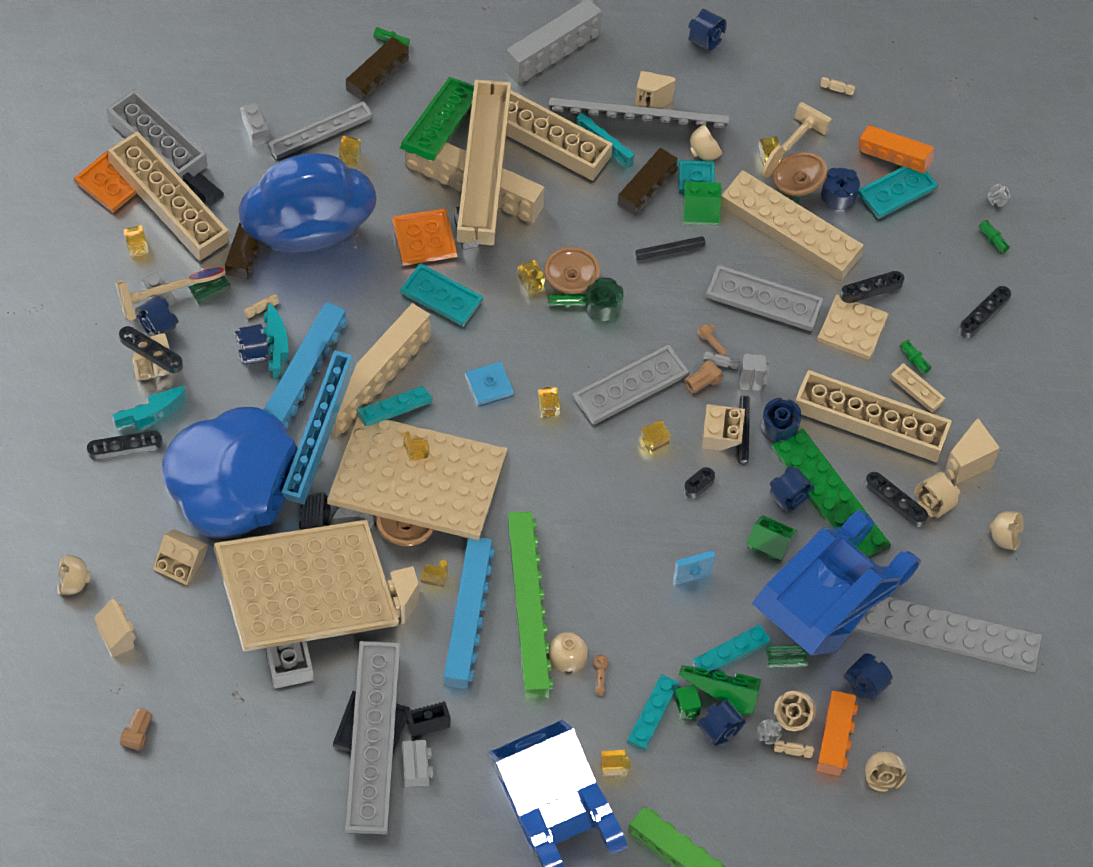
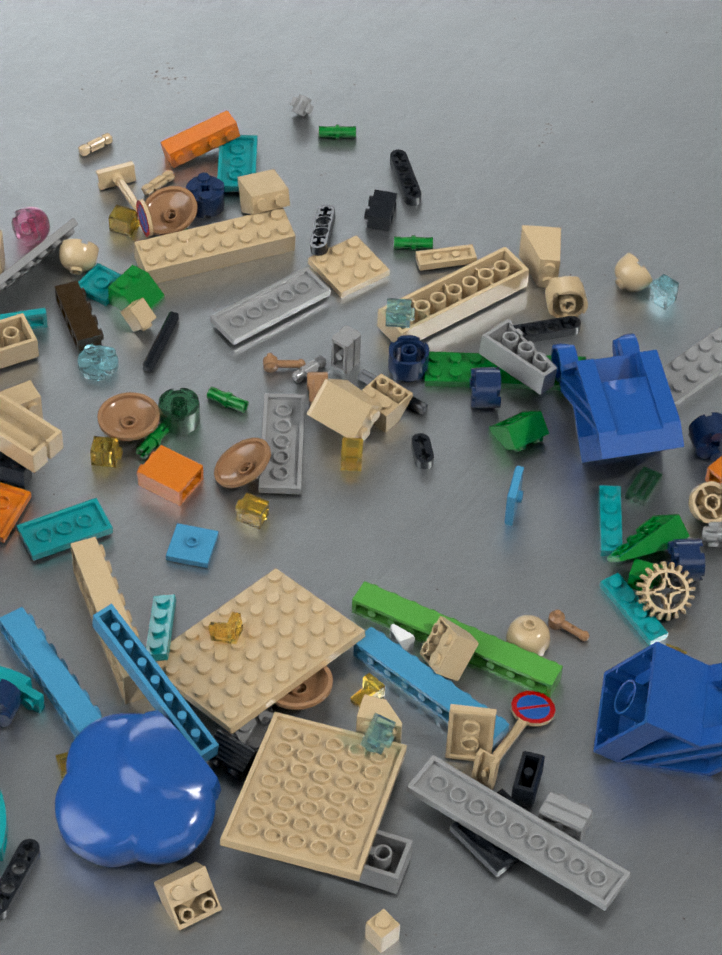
camera: 55 degrees left, 10 degrees down
(231, 695) = (382, 930): none -> tan brick
(384, 594) = (378, 734): none -> clear light blue brick
(433, 657) = (469, 731): none -> tan tile
(498, 567) = (402, 637): none -> white slope
(500, 690) = (529, 709): none -> piece
(505, 601) = (448, 649): none -> tan slope
(541, 330) = (170, 475): none -> orange brick
(584, 369) = (242, 463): none -> medium nougat dish
(620, 212) = (91, 353): none -> clear light blue plate
(646, 324) = (227, 399): none -> green pin
(678, 218) = (138, 315): none -> tan brick
(686, 404) = (345, 408): none -> tan slope
(687, 730) = (664, 580): none -> tan gear
(713, 96) = (30, 225): none -> clear pink cylinder
(809, 384) = (399, 312): none -> clear light blue brick
(833, 150) = (158, 182): none -> tan axle
(838, 490) = (518, 357): none -> light grey wedge
(865, 222) = (262, 192): none -> tan slope
(930, 314) = (381, 209): none -> black brick
(1009, 563) = (664, 291): none -> clear light blue brick

